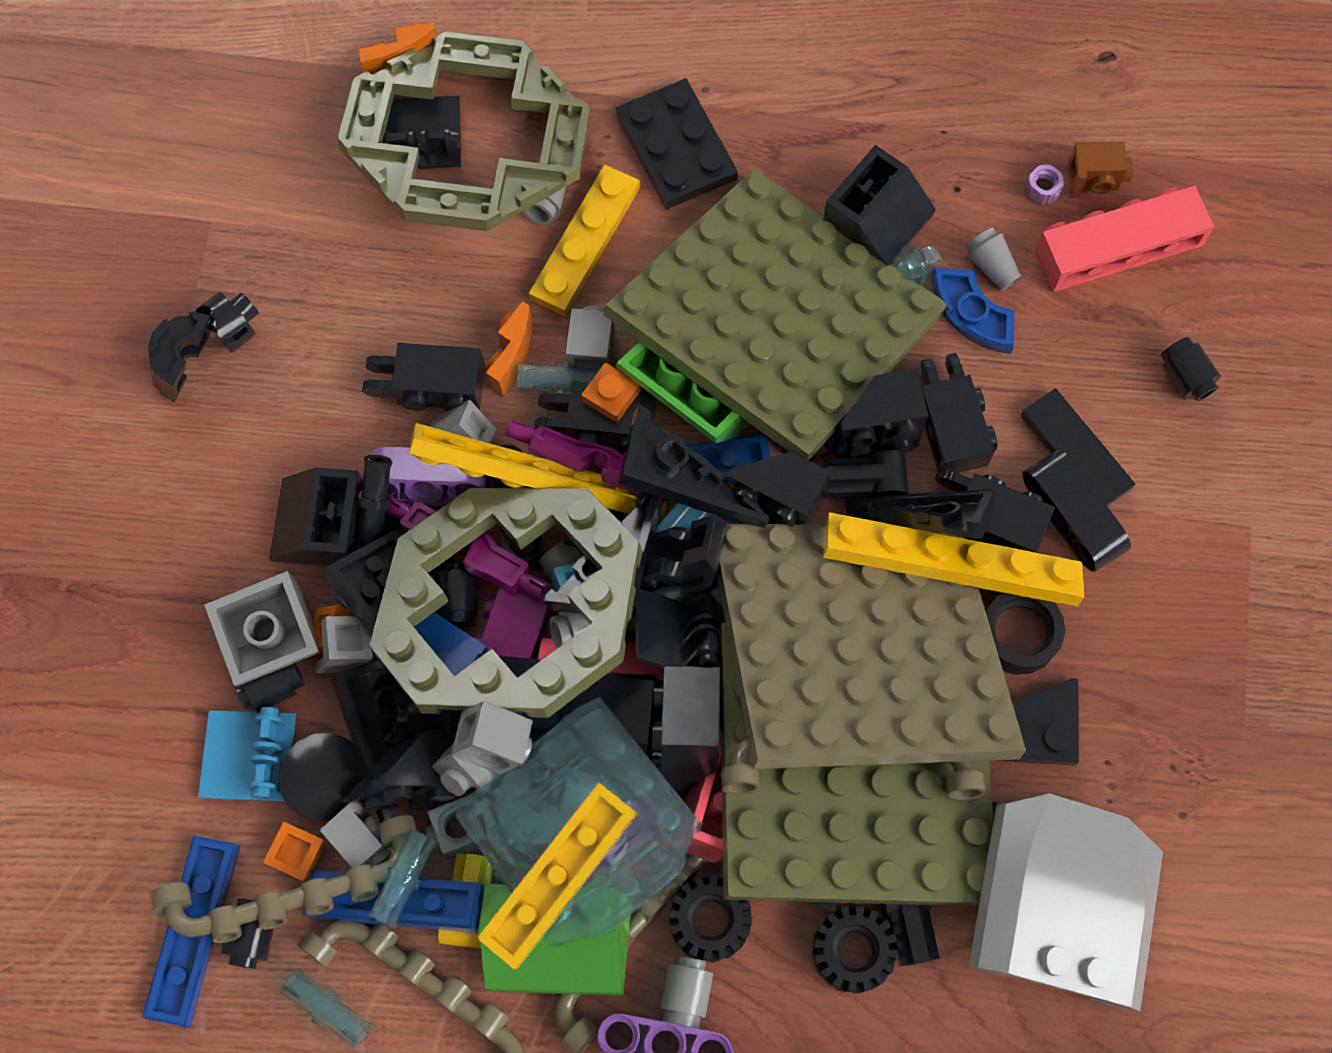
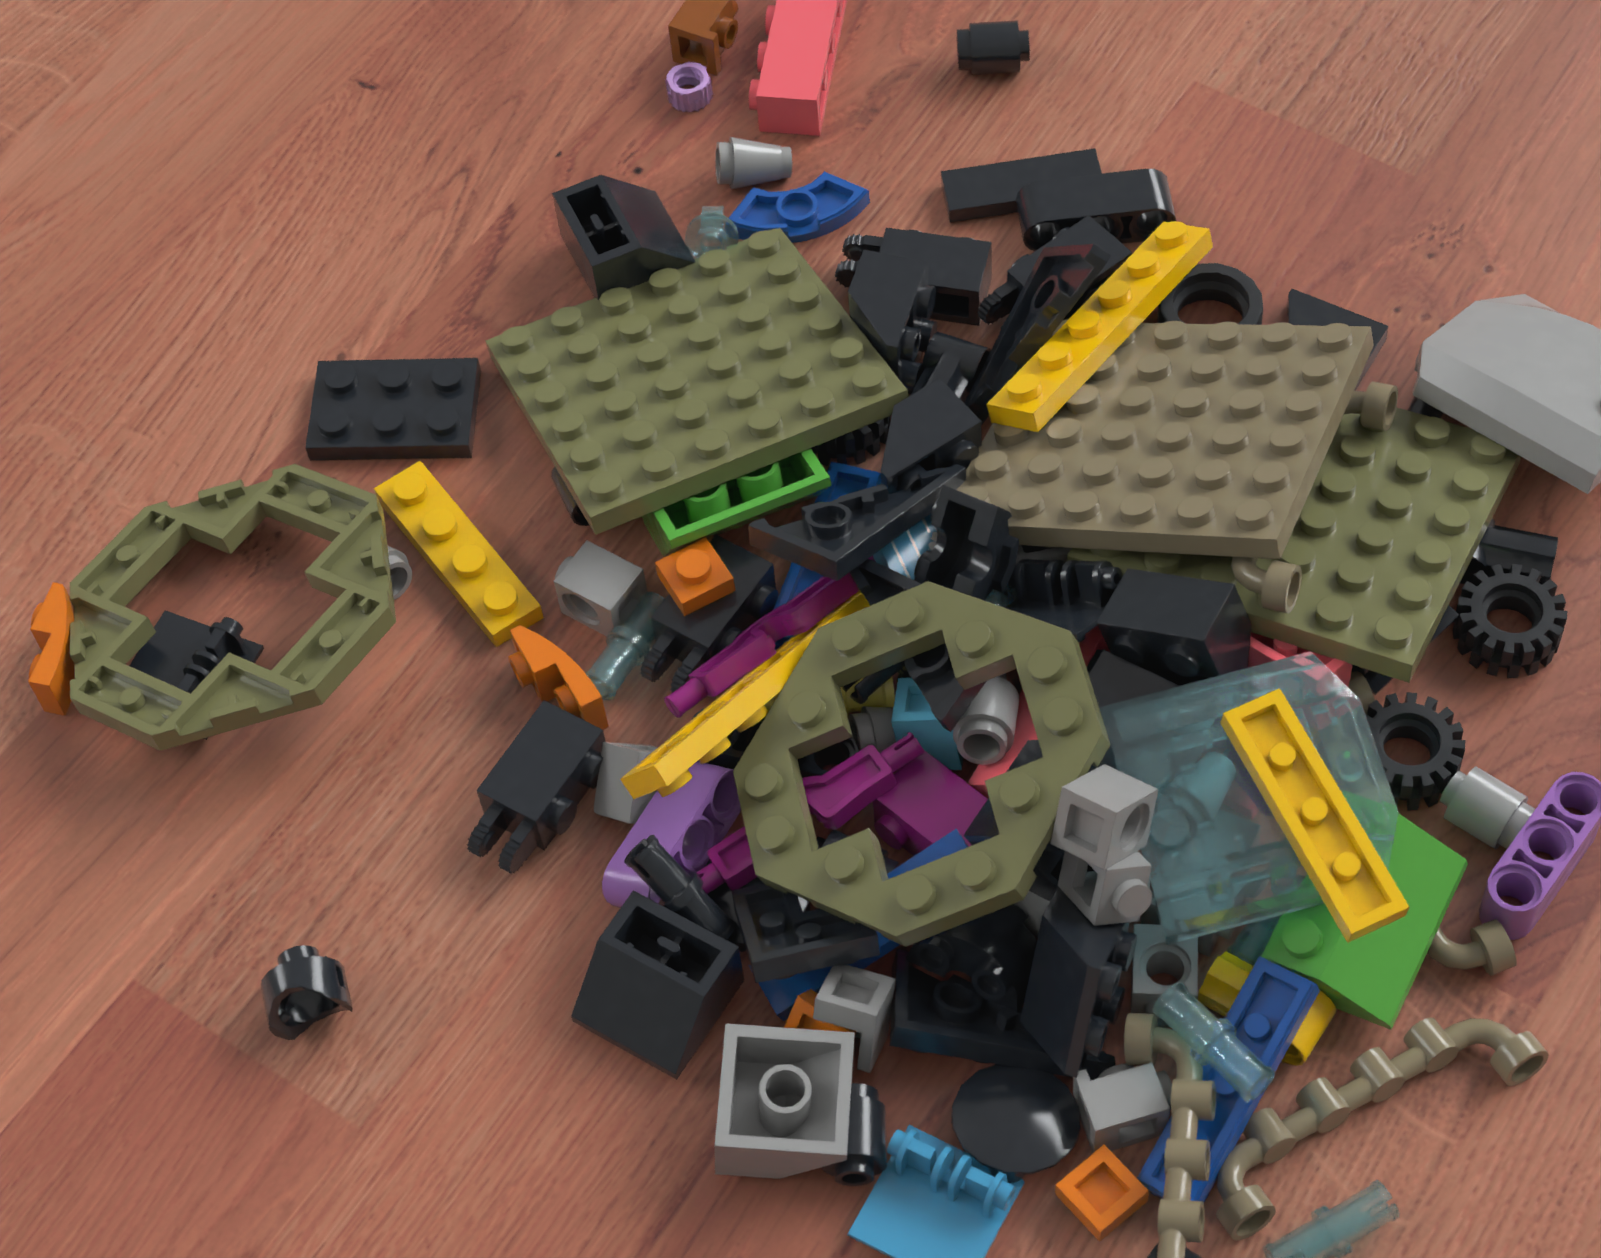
camera: 60 degrees left, 15 degrees down
(171, 345) = (317, 1084): black cylinder -> none

